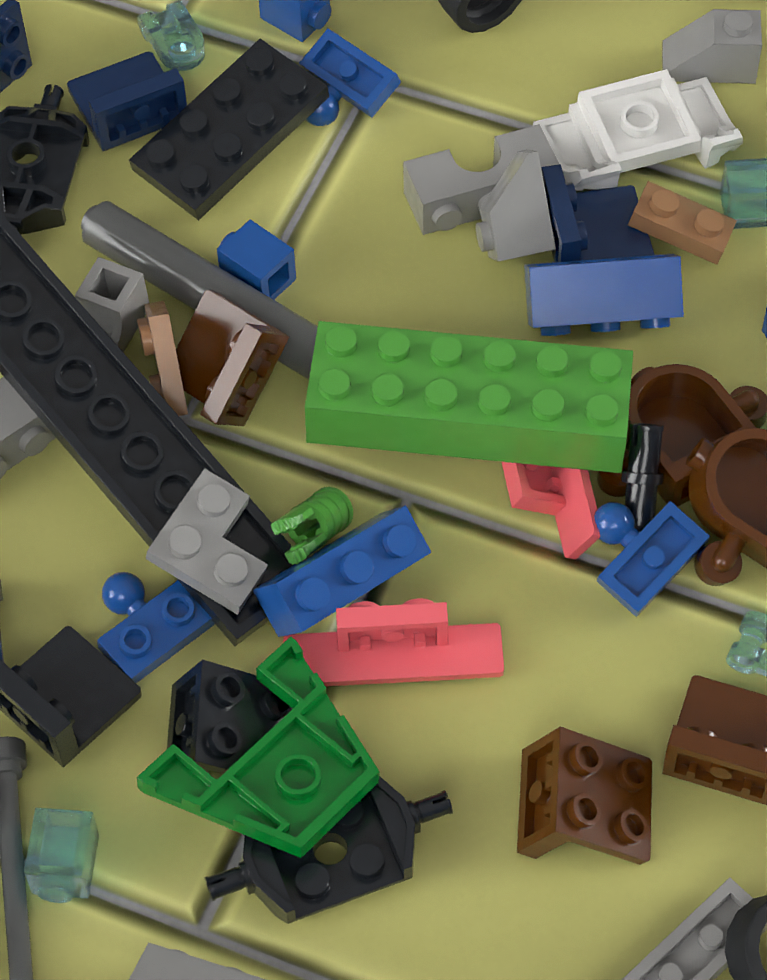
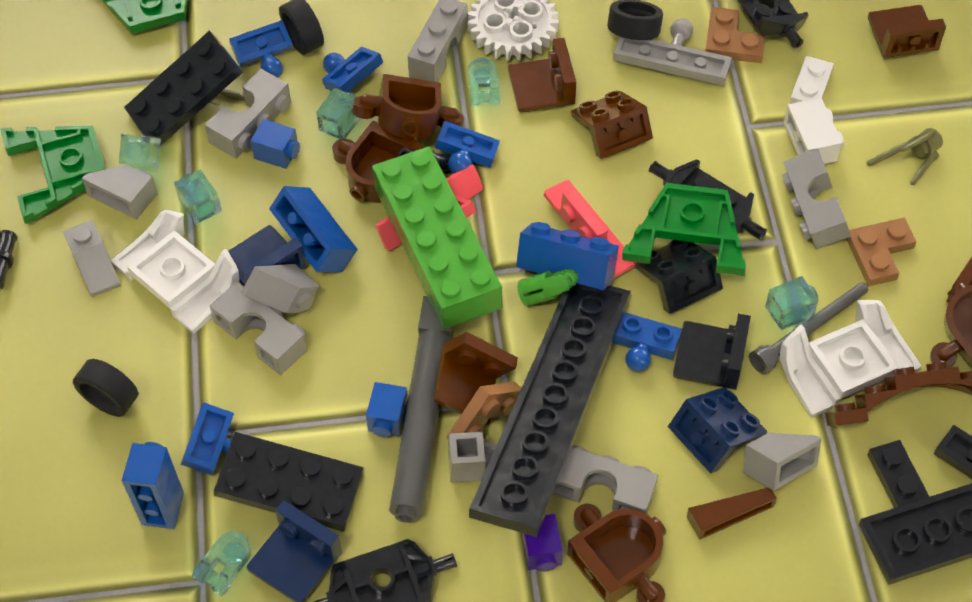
camera: 120 degrees left, 0 degrees up
(195, 544) = (597, 323): light grey plate -> none
(682, 222) = (236, 222): medium nougat plate -> none

